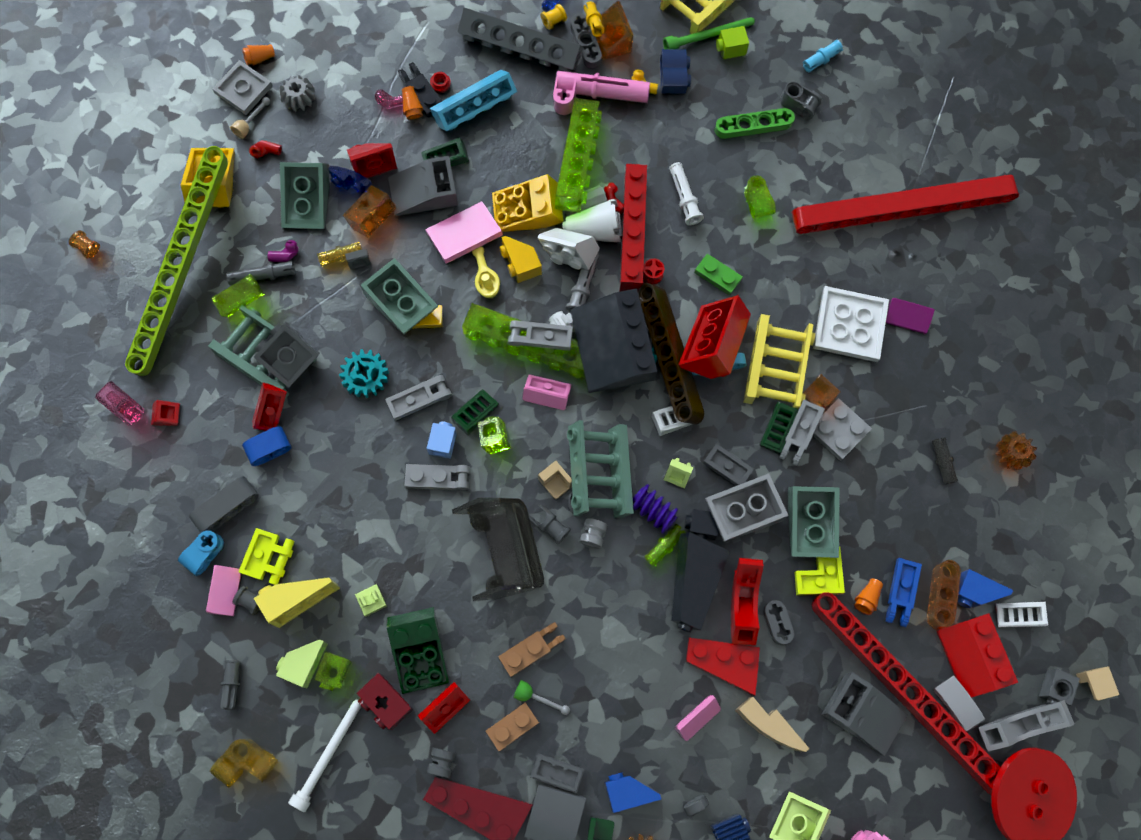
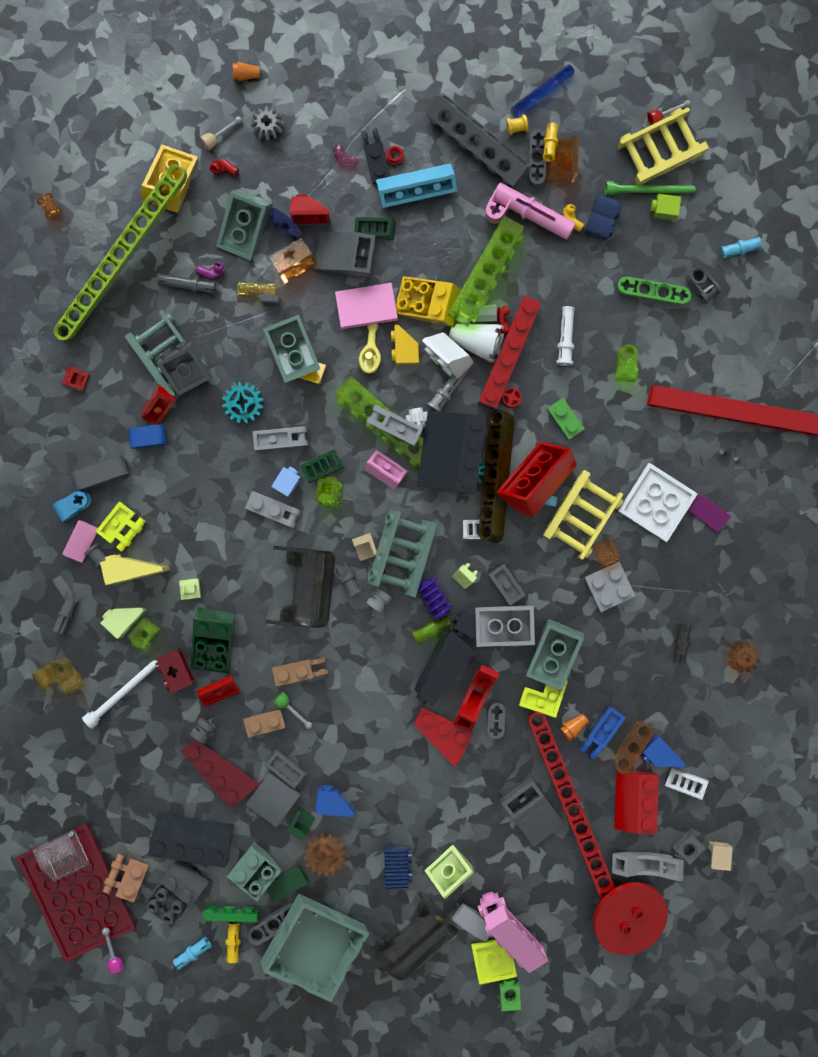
camera: 20 degrees right, 15 degrees up
(120, 403) = (41, 361): clear pink brick -> none
(238, 294) = (160, 298): clear neon green hinge -> none
(242, 87) = (222, 100): light grey plate -> none
(411, 105) = (362, 169): orange cone -> none
(698, 718) = (405, 767): bright pink slope -> none
(770, 725) = (457, 793): tan slope -> none
(787, 411) = (572, 556): dark green slope -> none
(802, 429) = (578, 577): light grey hinge -> none
(959, 703) = (607, 831): light grey slope -> none

